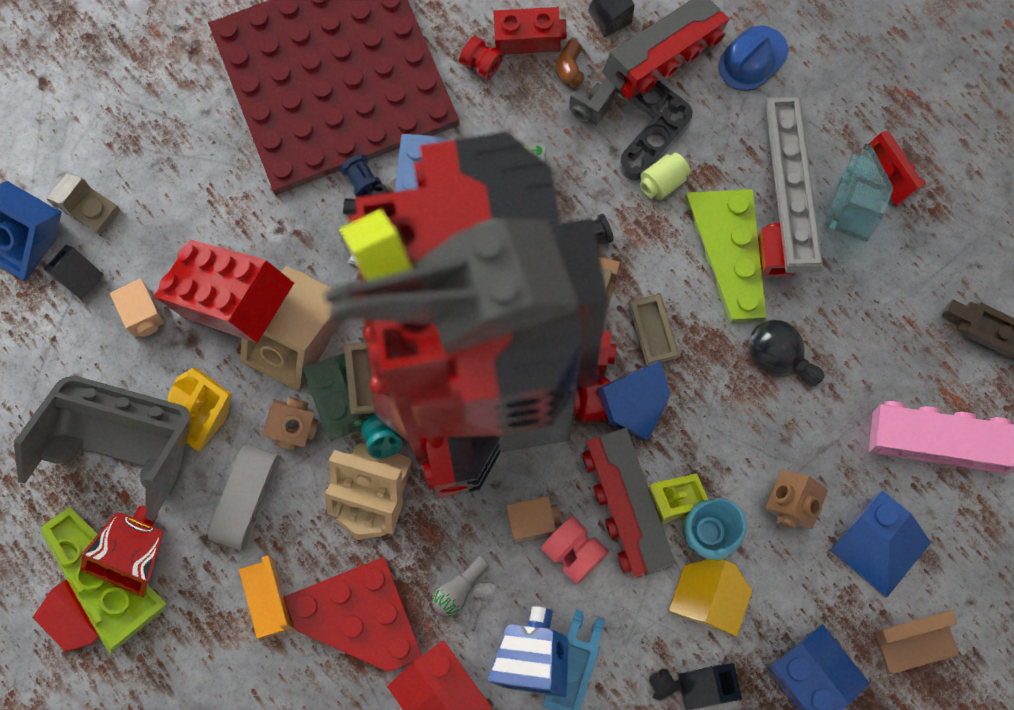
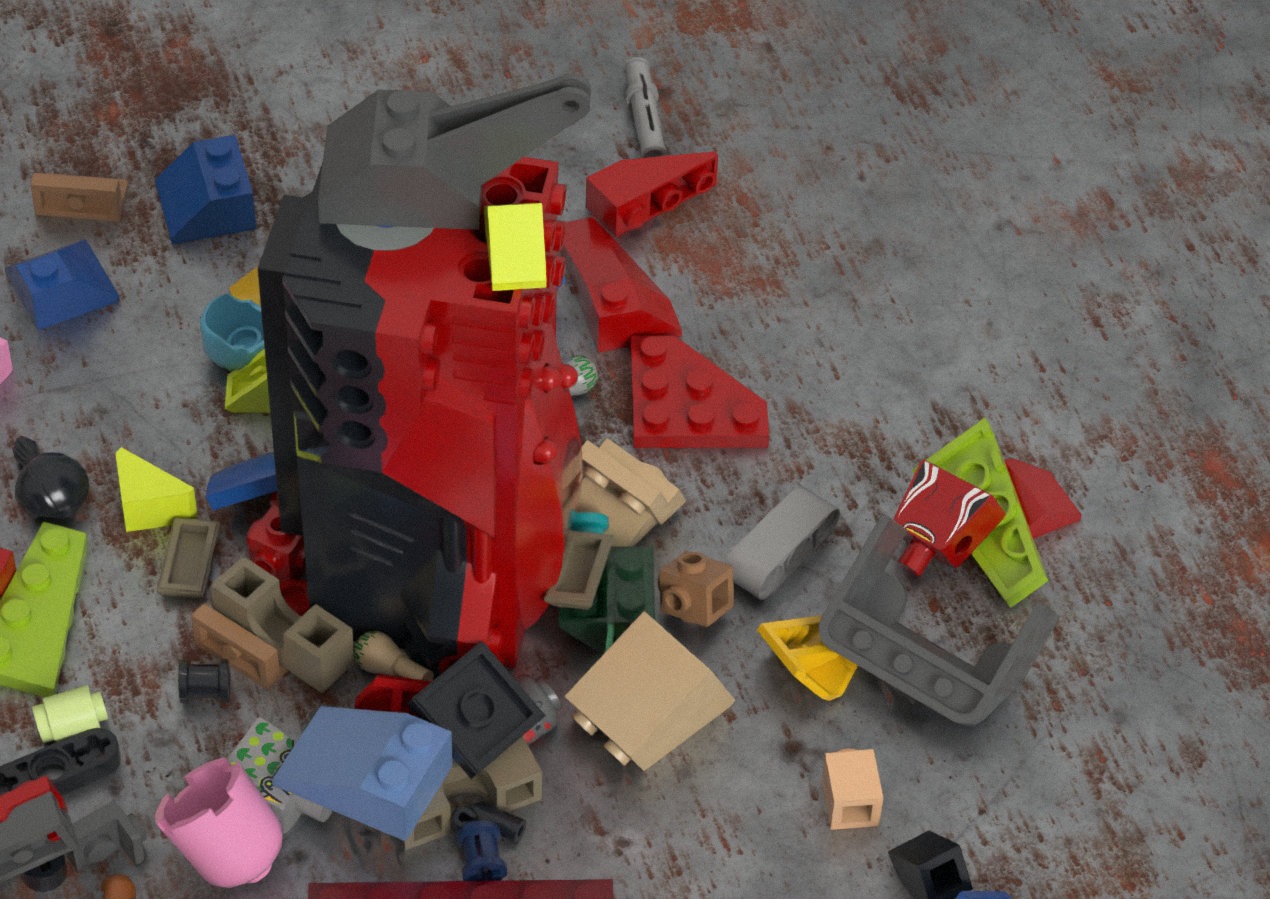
camera: 165 degrees left, 25 degrees down
(224, 289) = (725, 721): red piece -> none
(266, 598) = (790, 444): light orange panel -> none
(524, 108) = (222, 825): none -> bright pink cylinder
(708, 364) = (151, 495): none -> neon yellow slope
(796, 500) = (130, 331): medium nougat brick -> none

